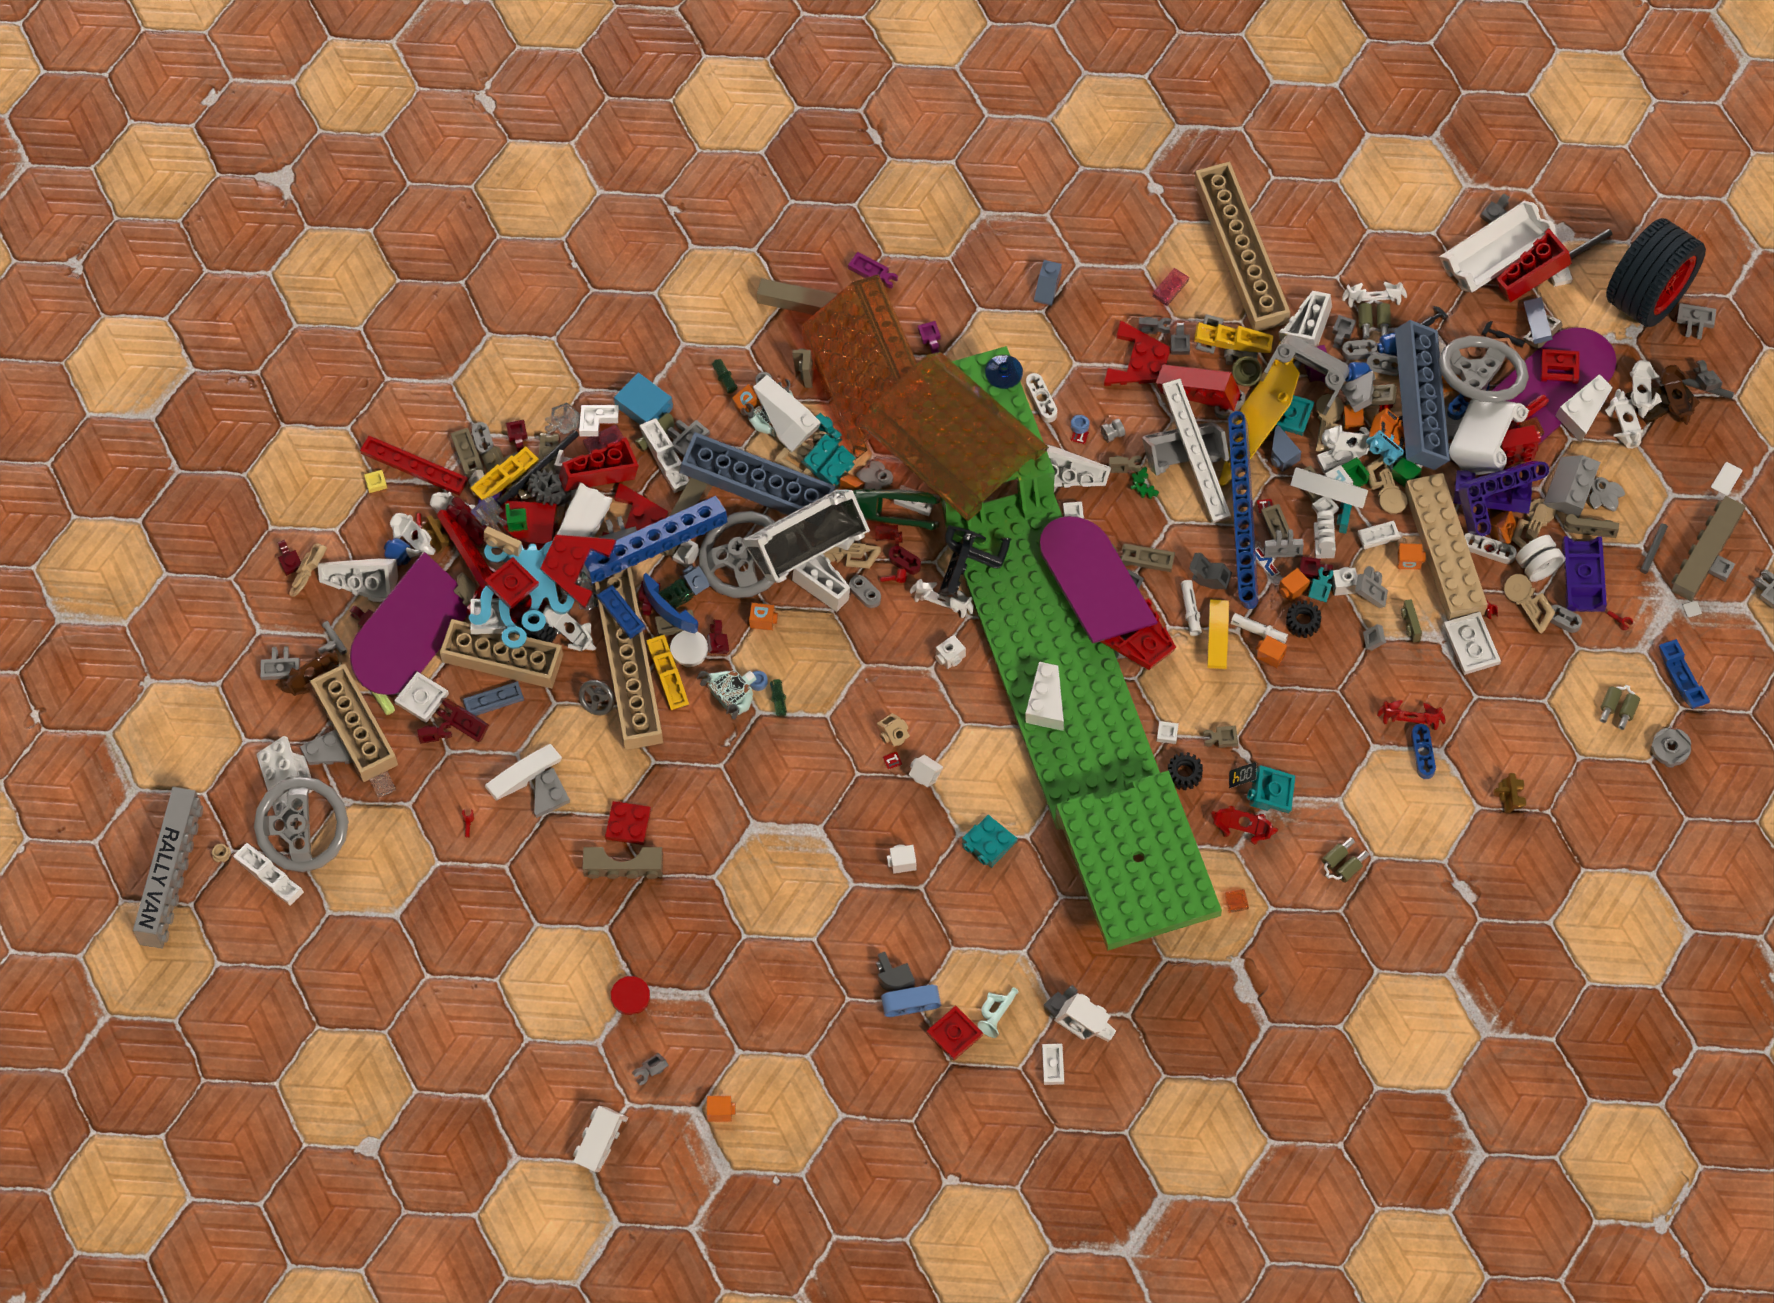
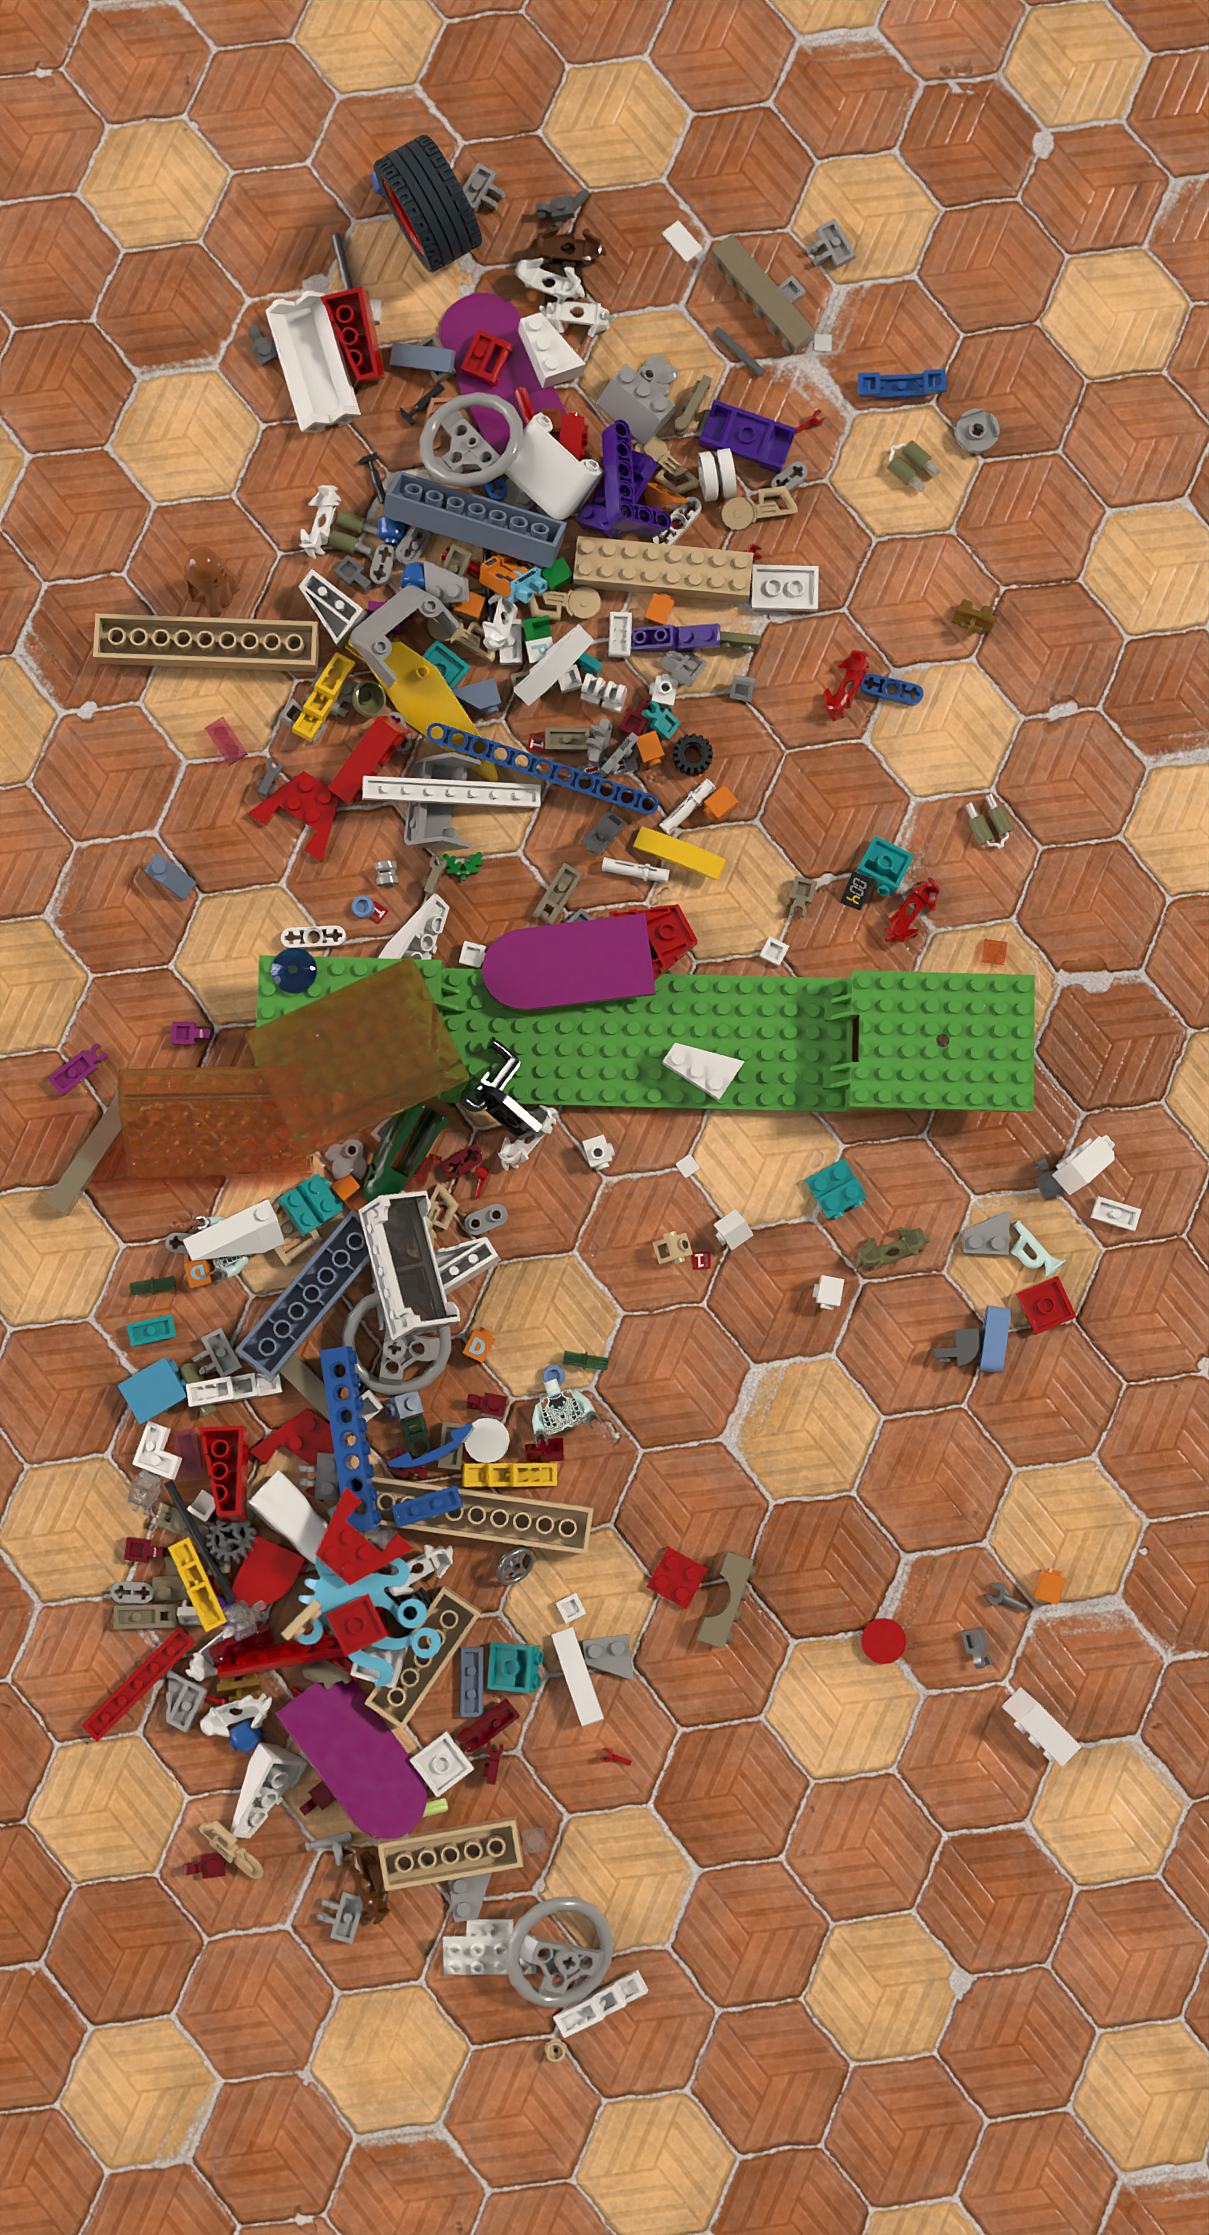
camera: 75 degrees left, 20 degrees up
(168, 868) = (560, 2120): light grey brick -> none
(375, 481) = (141, 1734): light yellow tile -> none
(410, 500) = (183, 1701): none -> light grey wing
(515, 724) = (514, 1667): none -> teal plate
(516, 519) = (260, 1588): green panel -> none
(576, 752) = (570, 1607): none -> white tile
(689, 385) = (151, 1330): none -> teal plate
(696, 693) = (552, 1452): none -> dark red plate
(699, 1077) = (1004, 1597): none -> flat silver bar
(804, 363) = (181, 1189): dark tan bracket -> none
(827, 426) = (262, 1192): teal plate -> none
(943, 884) = (909, 1245): none -> olive piece
(965, 725) = (687, 1166): none -> white sticker
(995, 971) = (988, 1237): none -> light grey wing
(1180, 343) = (302, 758): flat silver plate -> none
(1186, 760) = (828, 963): black tyre -> none
(1274, 560) = (623, 750): none -> light grey wing
(1288, 225) = (209, 574): none -> dark orange piece
(1392, 574) = (678, 639): none -> dark purple slope

